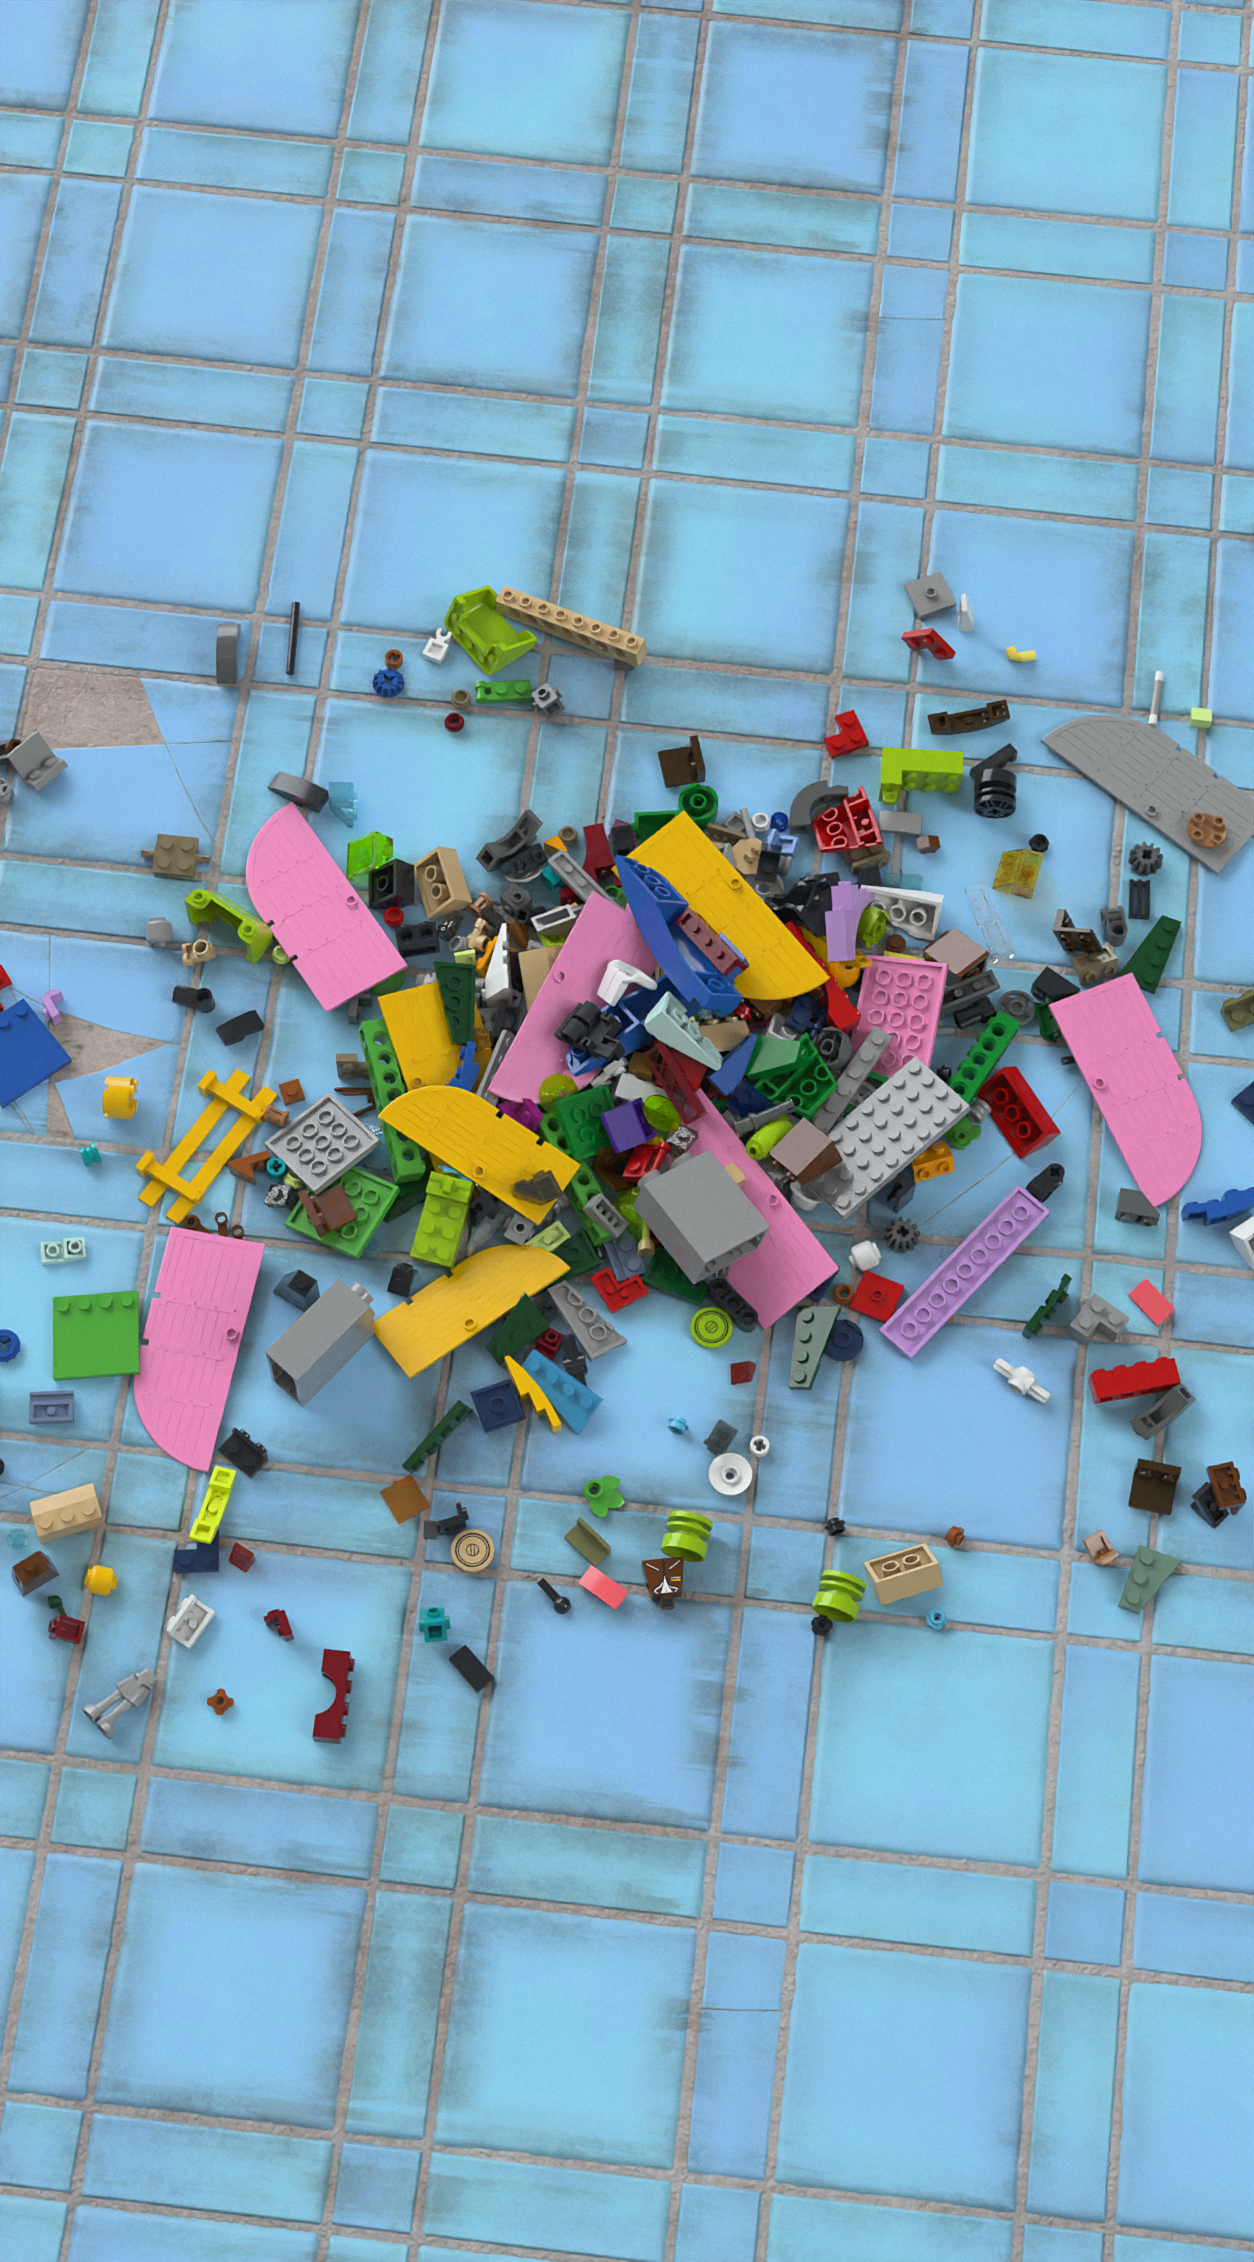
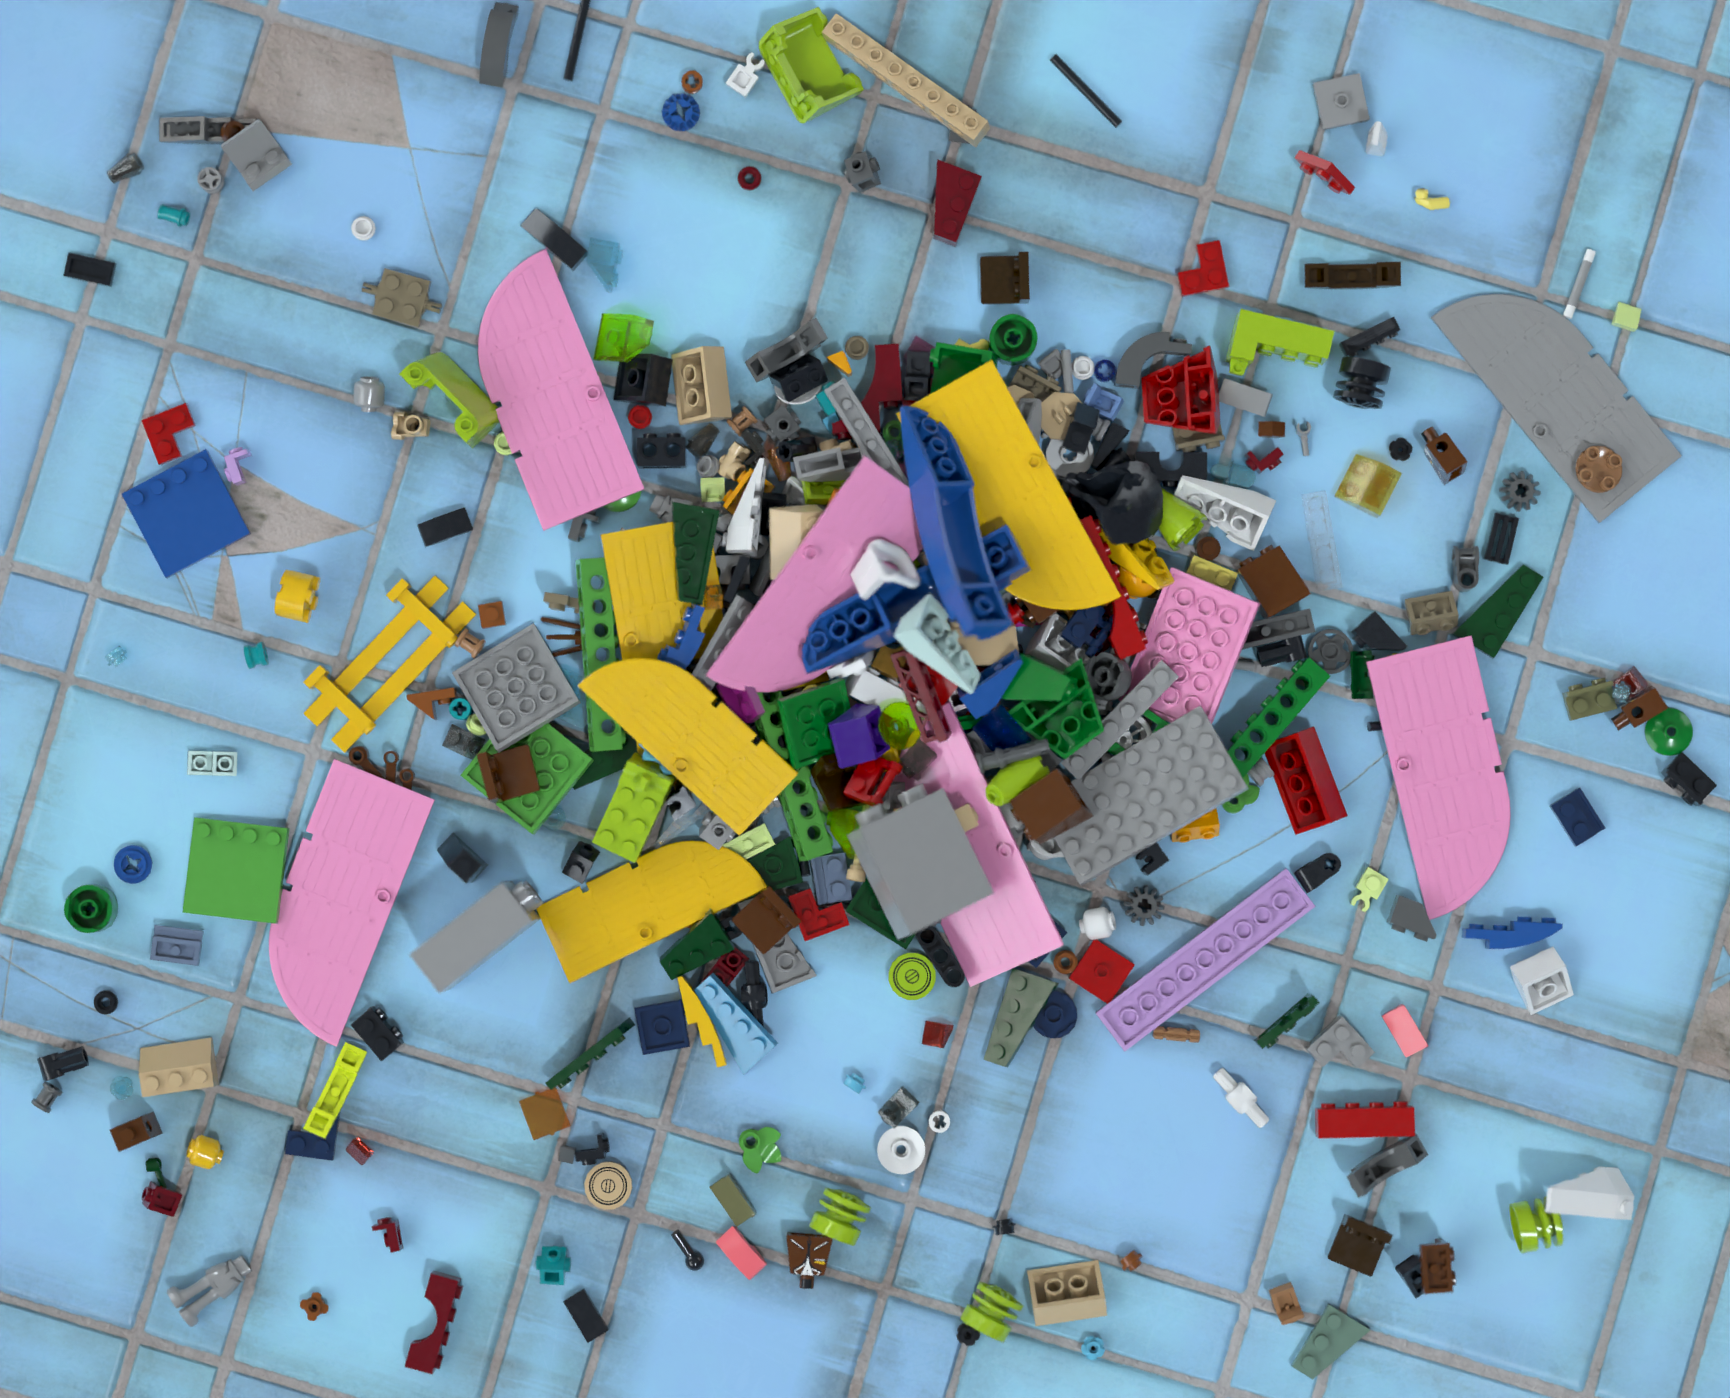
camera: 15 degrees right, 20 degrees up
(135, 808) = (363, 228): none -> white plate
(189, 1621) = (294, 1214): white bracket -> none
(192, 998) = (396, 481): black piece -> none
(461, 699) = (762, 149): dark tan plate -> none
(503, 691) = (813, 146): bright green plate -> none
(538, 1190) = (745, 800): clear smoke slope -> none
(551, 1088) = (782, 676): clear neon green dish -> none
(575, 1294) = (766, 920): none -> reddish brown bracket
(592, 1031) = (834, 629): black plate -> none
(595, 1214) = (805, 825): light grey slope -> none
(627, 711) = (953, 201): none -> dark red wedge
(709, 942) = (990, 541): fence -> none
(720, 618) = (1085, 90): none -> black bar
(797, 870) = (1111, 440): none -> black slope
(843, 920) = (1147, 534): lavender arch -> none
(931, 868) = (1270, 461): none -> dark red bracket
(944, 1073) = (1230, 720): black plate -> none
(953, 1338) = (1176, 1034): none -> medium nougat axle
(955, 845) = (1304, 438): none -> light grey hand
(1073, 938) = (1406, 572): dark brown bracket -> none
(1076, 840) = (1448, 463): none -> reddish brown torso
(1093, 1190) = (1370, 885): none -> yellowish green plate

